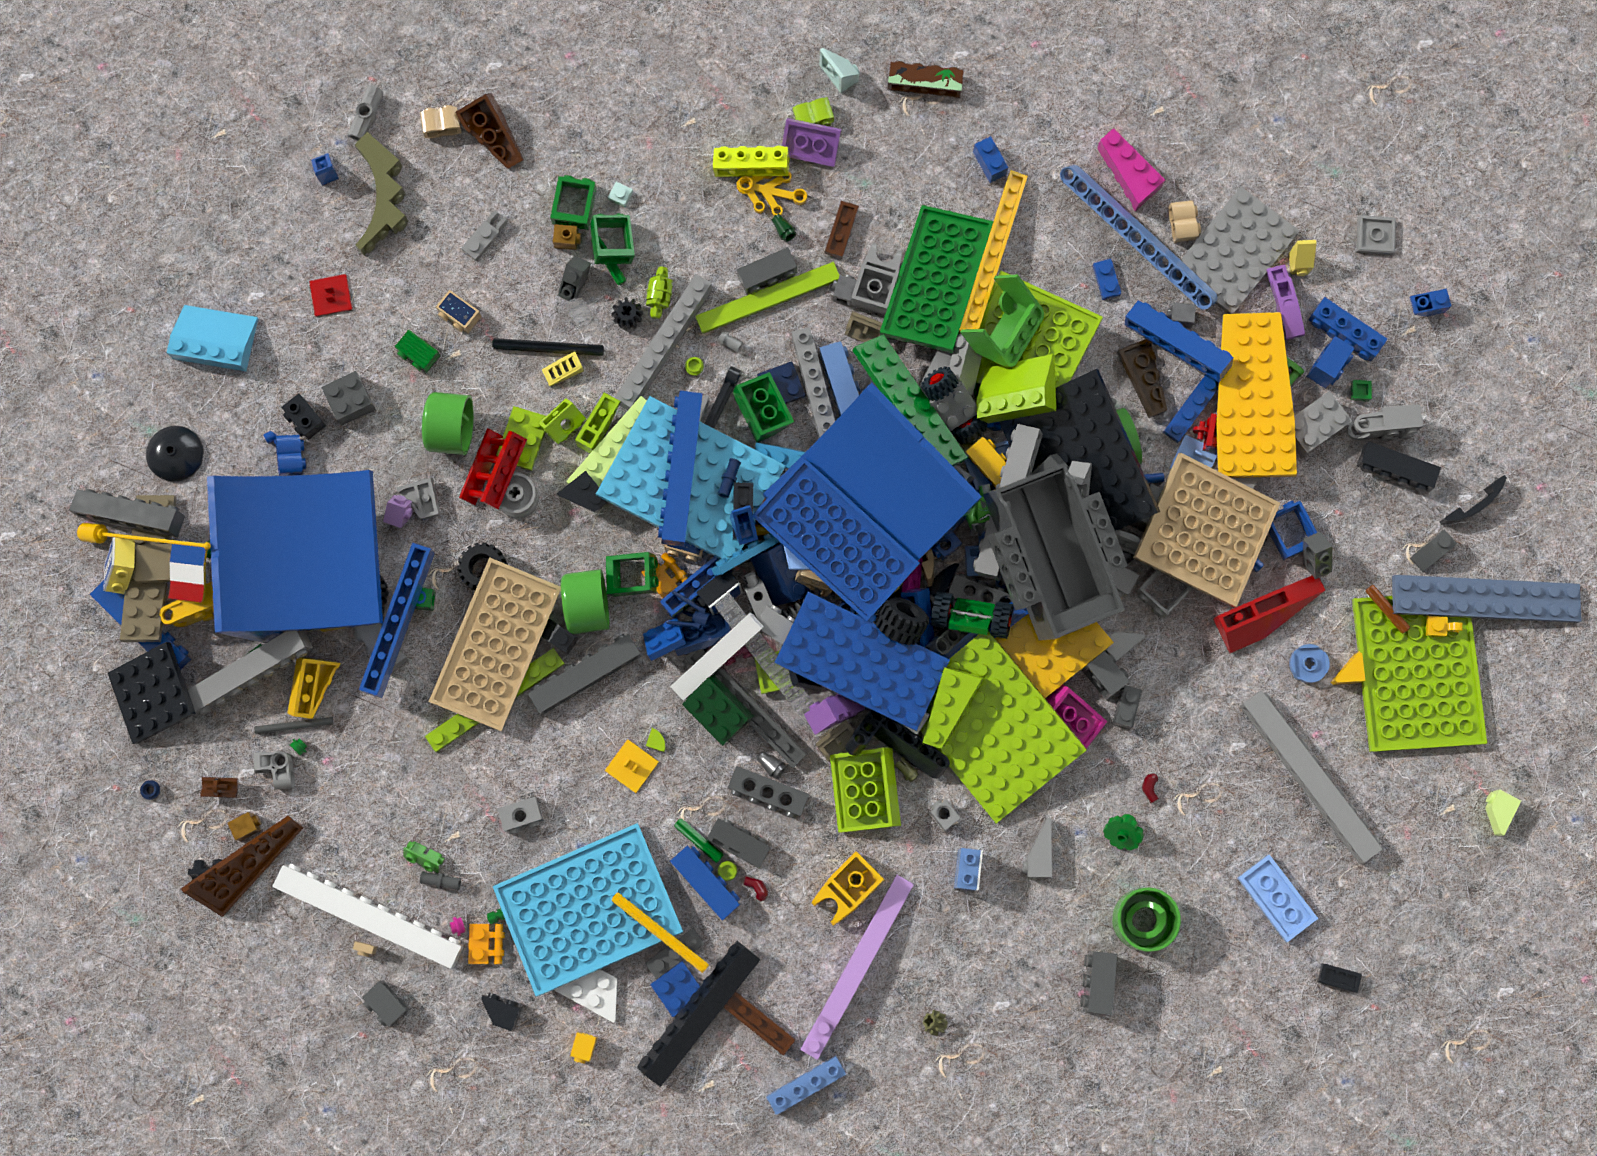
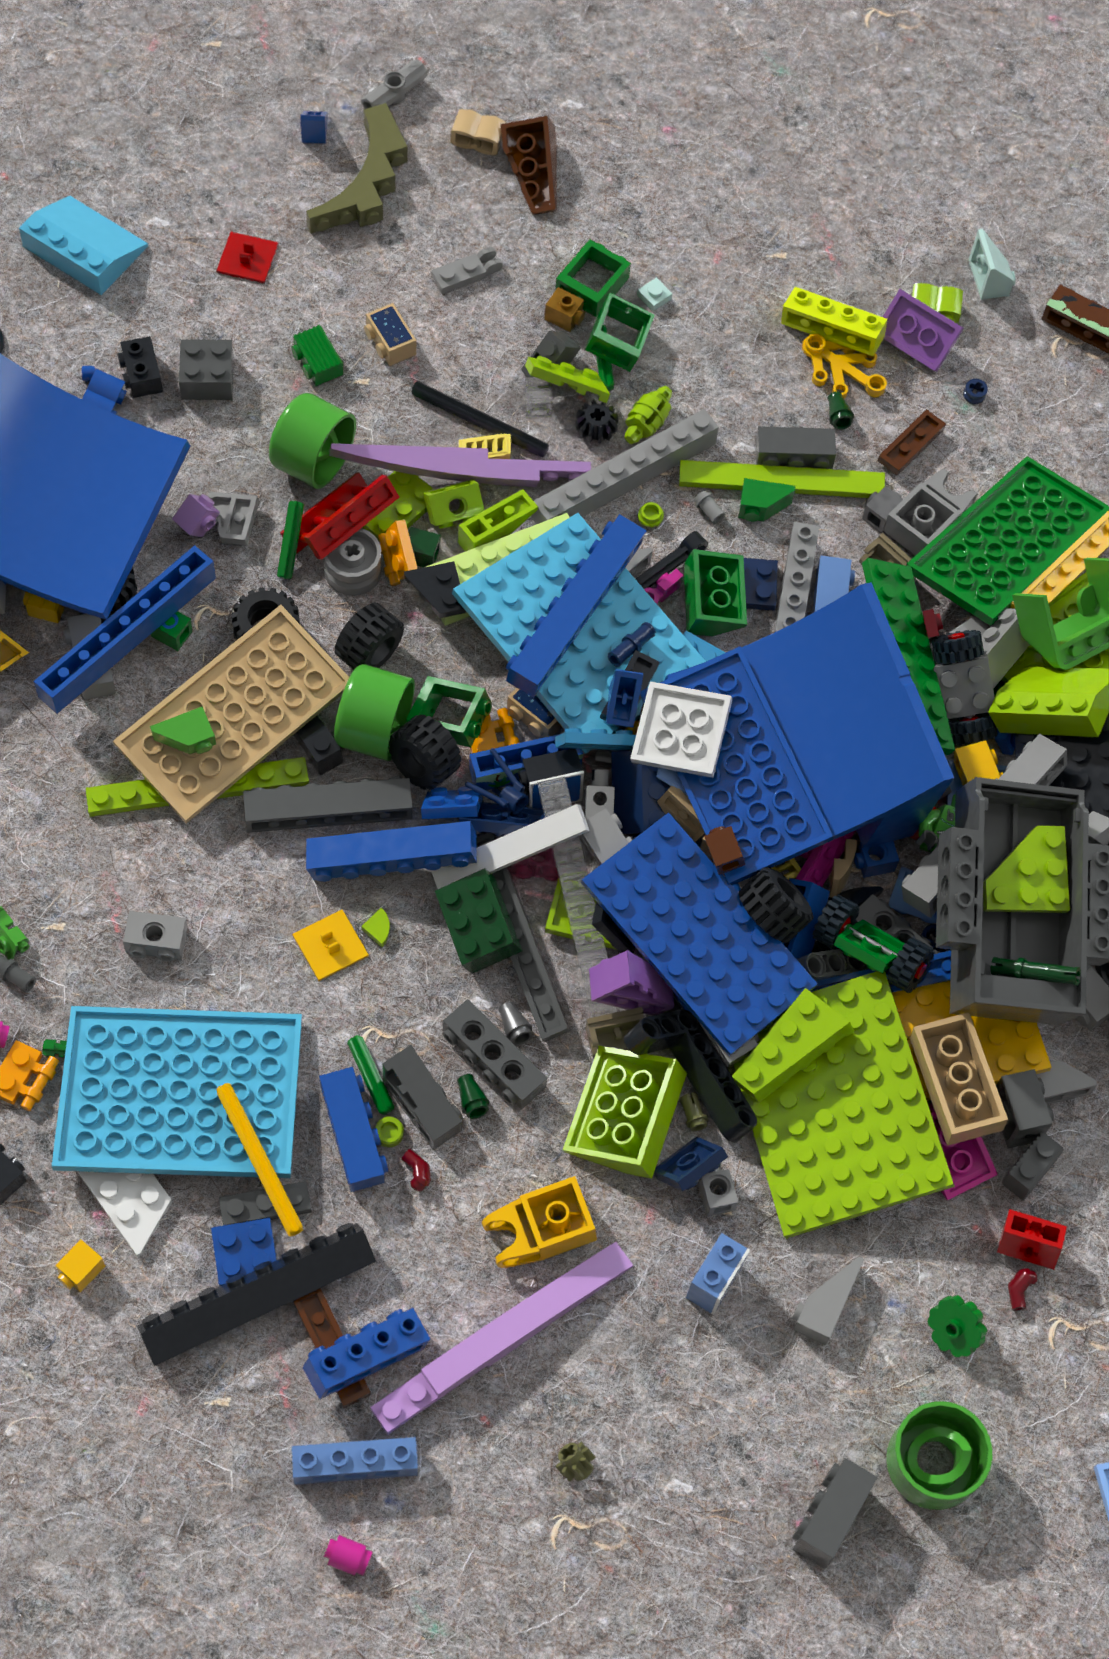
camera: 20 degrees right, 15 degrees down
(468, 500) = (290, 540): none -> green axle
(474, 675) = (186, 732): none -> bright green slope
(543, 477) = (397, 552): none -> light orange plate
(555, 390) = (459, 464): none -> lavender slope
(555, 463) = (425, 546): none -> dark green brick
(556, 549) = (369, 637): none -> black tyre
(594, 290) = (566, 373): none -> lime wing
(630, 613) = (424, 752): none -> black tyre
(641, 690) = (391, 851): none -> blue brick
(727, 414) = (666, 586): none -> dark pink plate
(762, 320) = (763, 499): none -> green slope
(767, 825) = (473, 1100): none -> dark green cone
(782, 1018) = (365, 1352): none -> blue brick
(791, 532) = (681, 729): none -> white plate
(828, 1141) = (348, 1555): none -> dark pink brick
(855, 602) = (724, 849): none -> reddish brown brick
(862, 166) = (974, 384): none -> dark blue bush
(914, 370) = (932, 623): none -> dark red plate
(920, 807) = (690, 1164): none -> dark blue plate
(1054, 532) = (1031, 875): none -> lime plate
(1061, 681) = (958, 1078): none -> tan brick
(1073, 596) = (1037, 971): none -> dark green pin
(1145, 756) = (1032, 1239): none -> red brick

